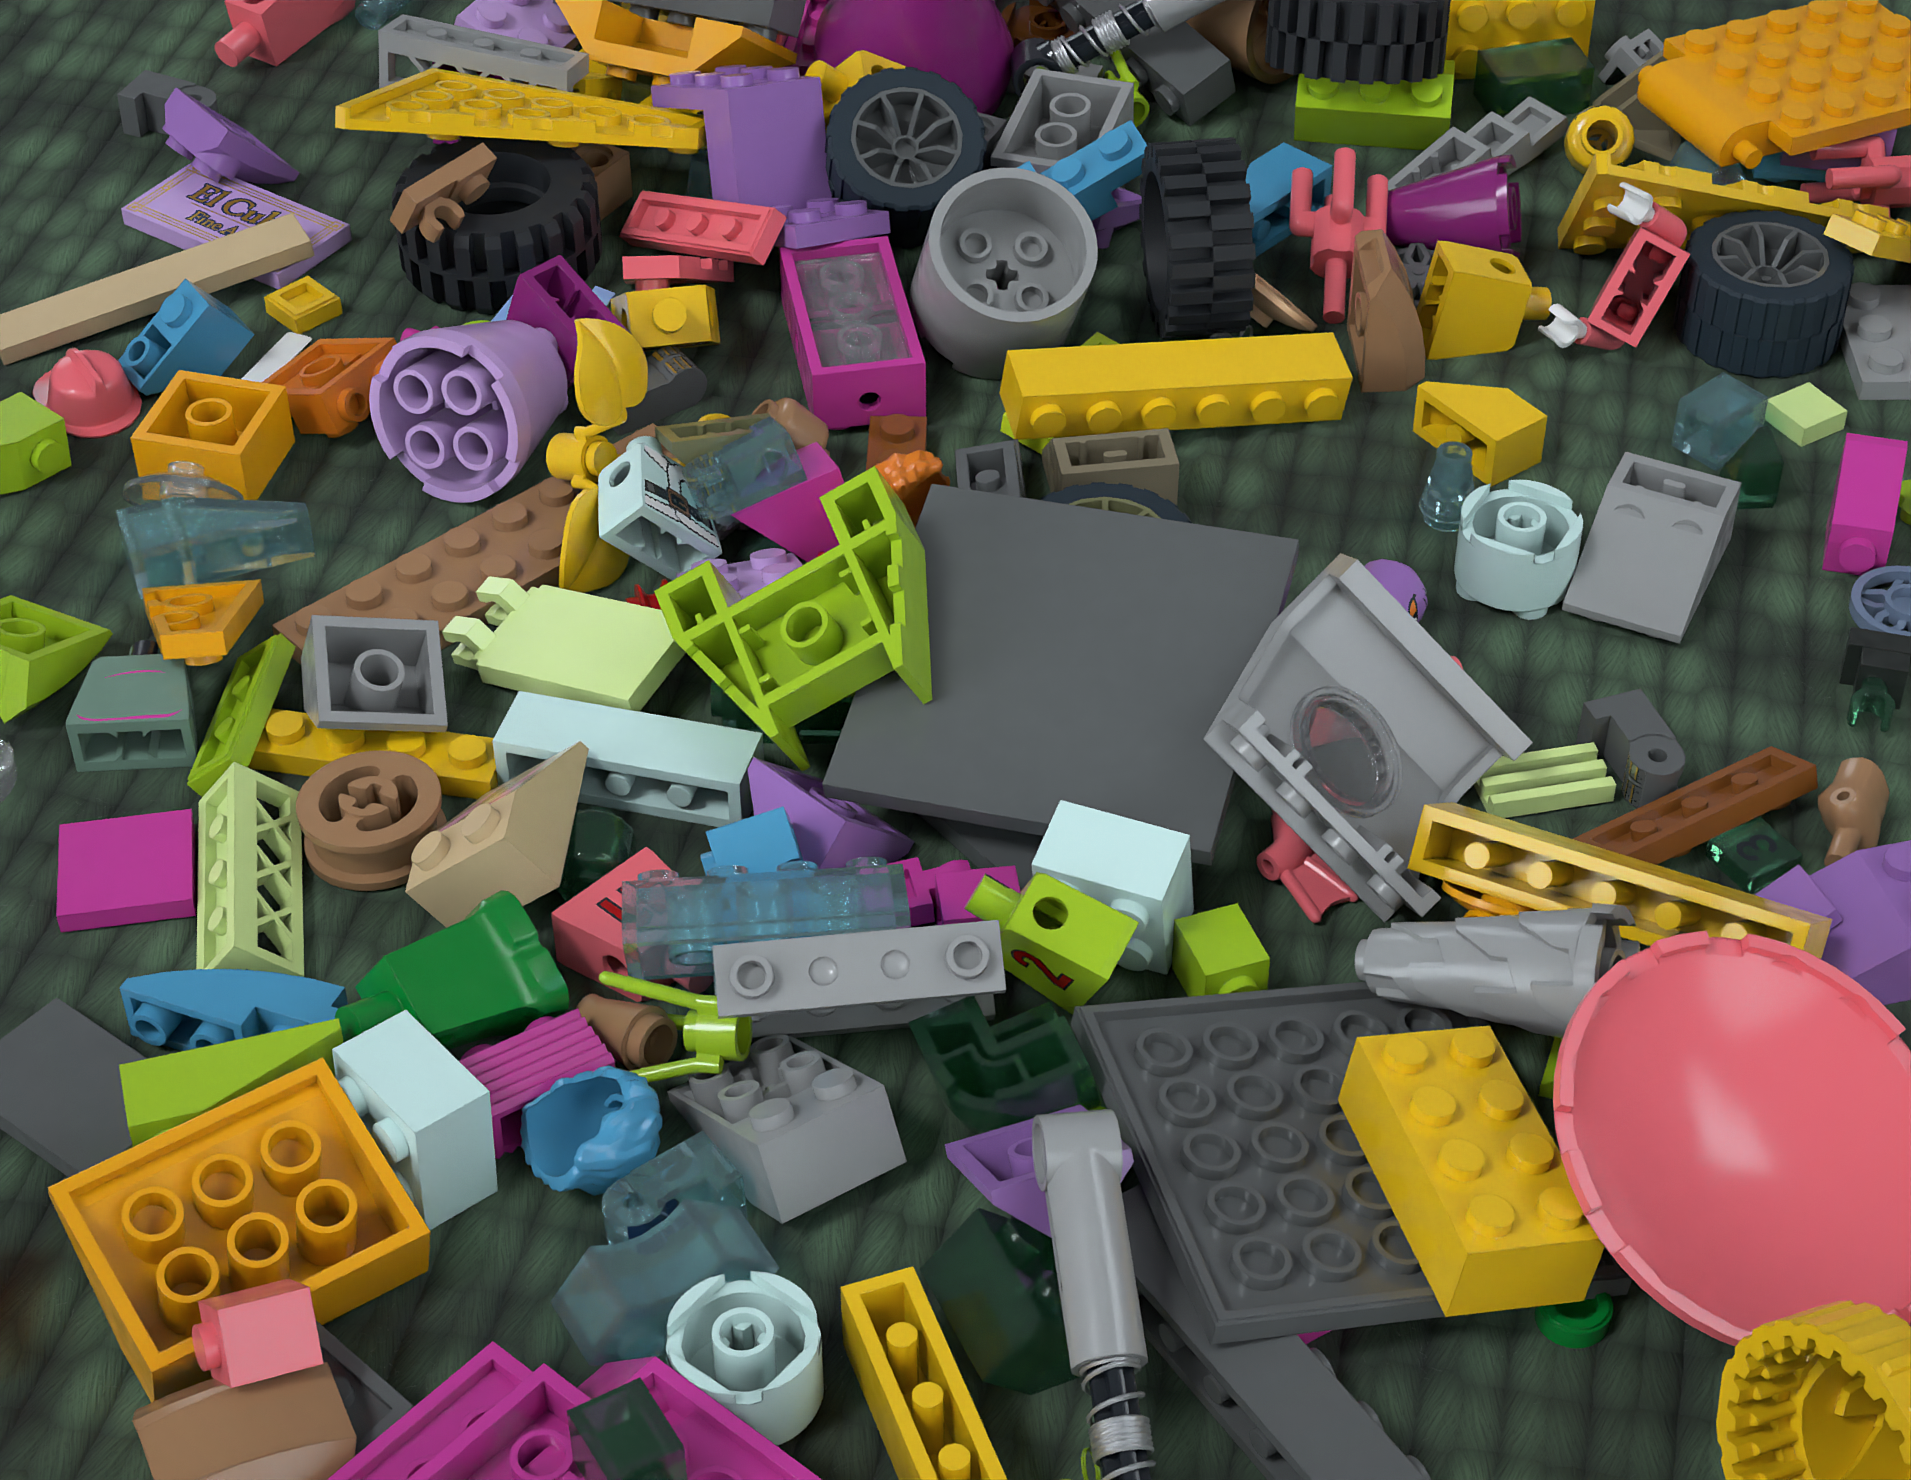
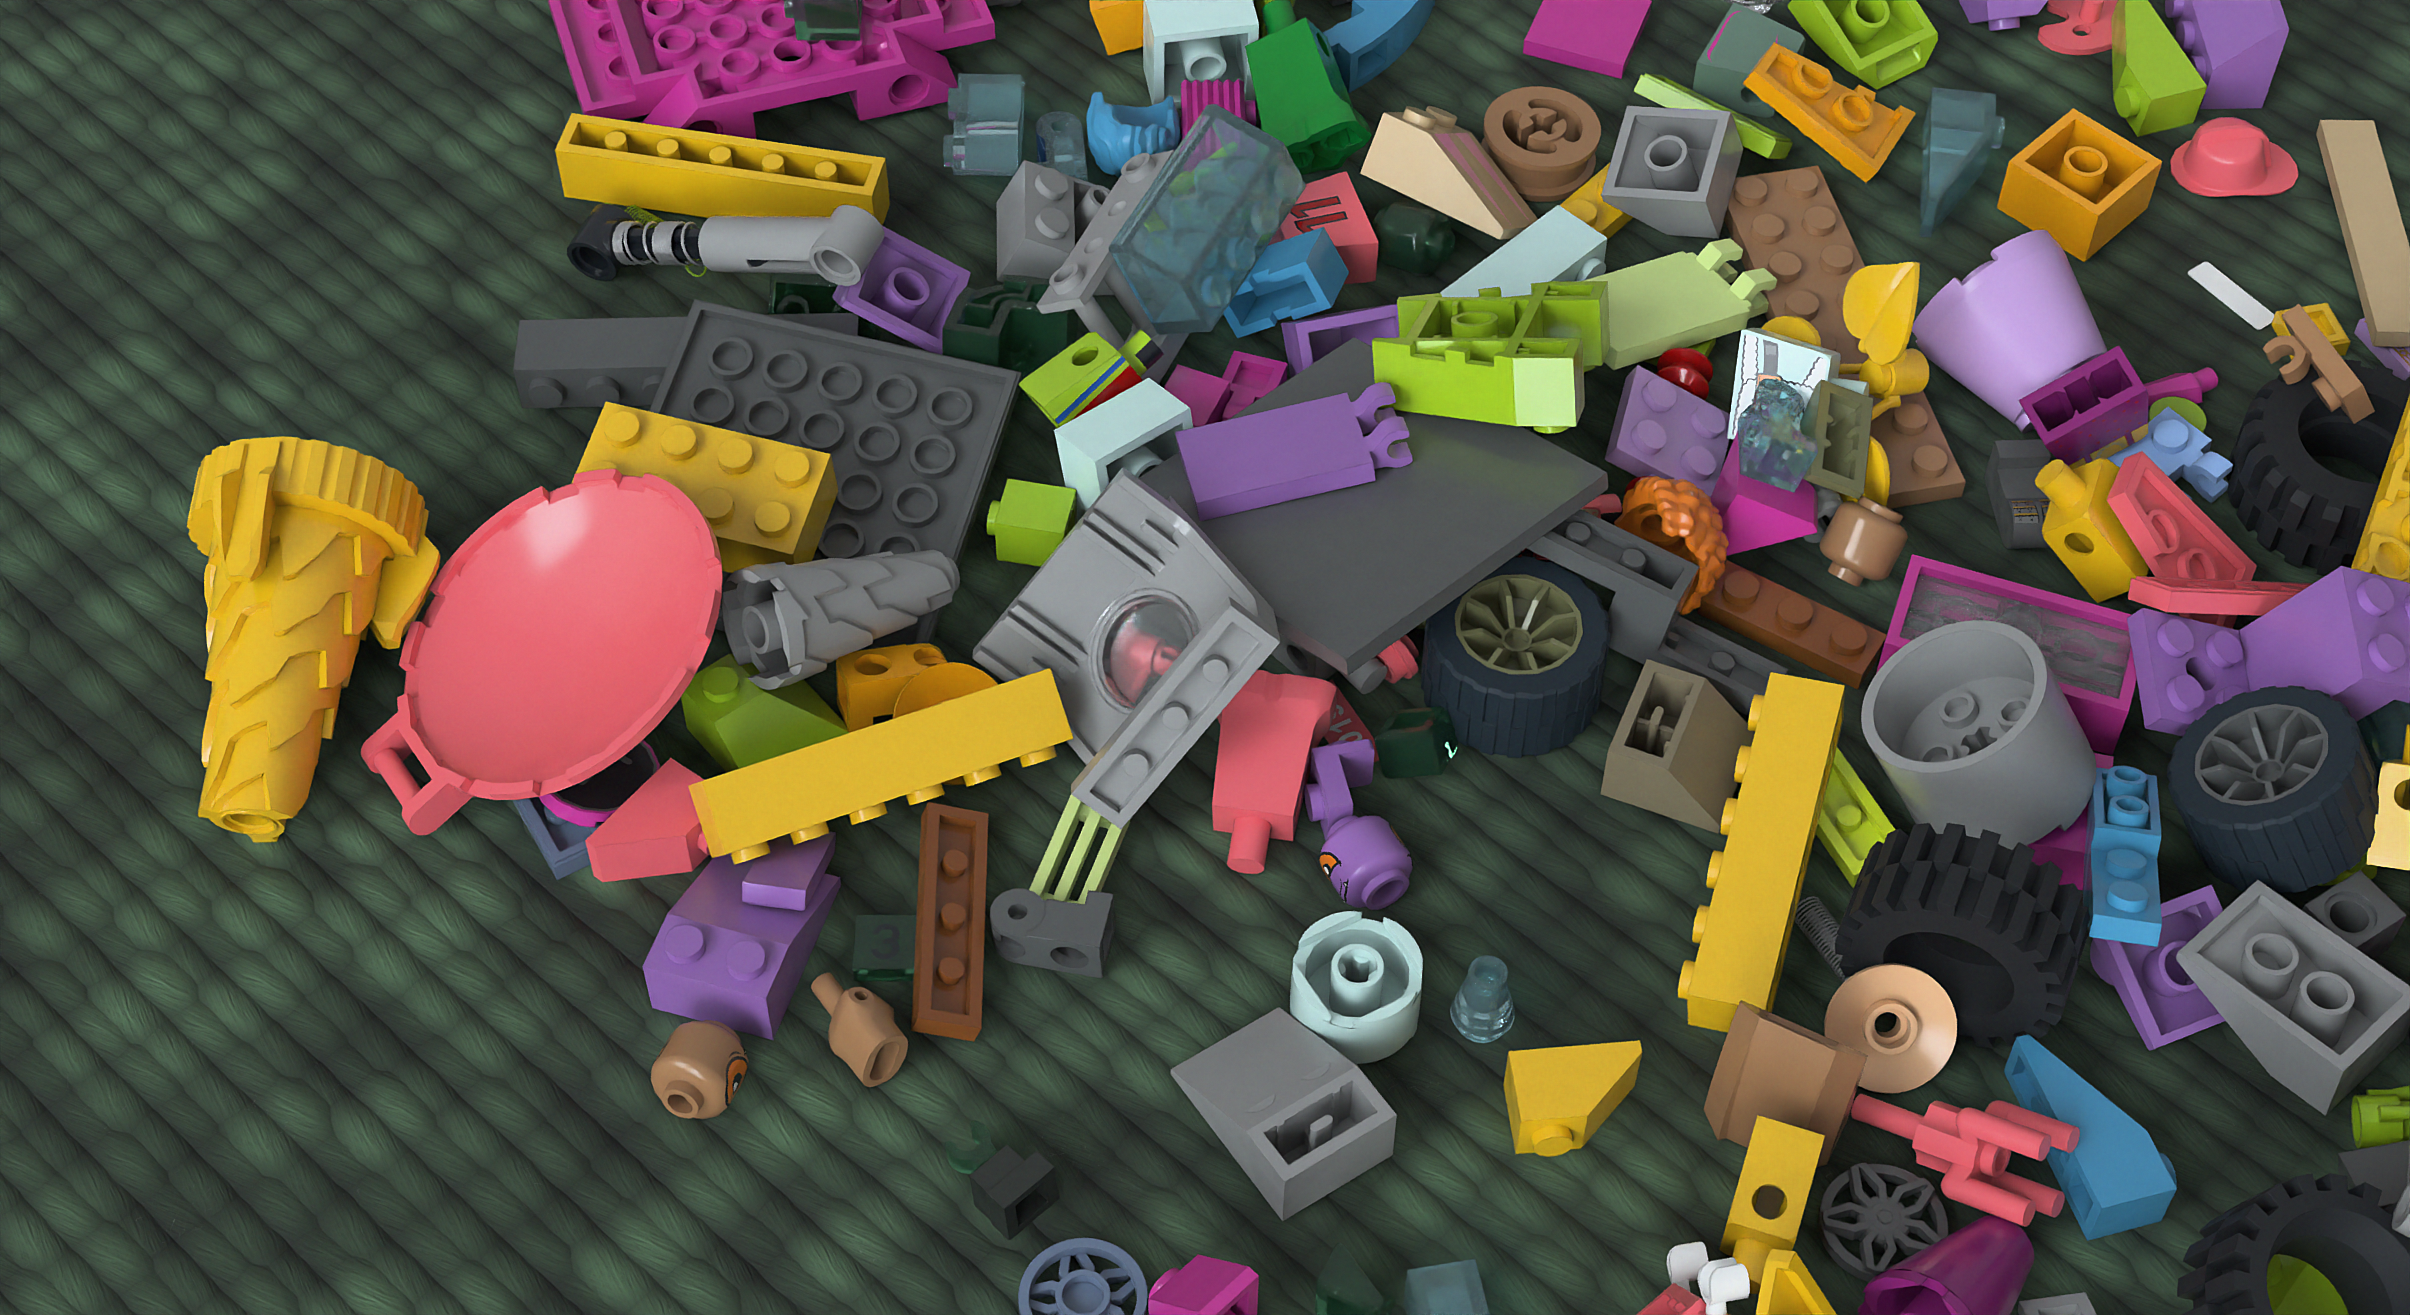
camera: 120 degrees right, 10 degrees up
(180, 480) = (1996, 135): clear dish -> none
(188, 335) = (2259, 220): dark azure slope -> none
(234, 866) = (1519, 55): yellowish green fence -> none
(332, 383) = (2142, 291): orange plate -> none
(751, 1350) = (895, 120): light aqua brick -> none
(1054, 716) = (1292, 452): none -> medium lavender tile

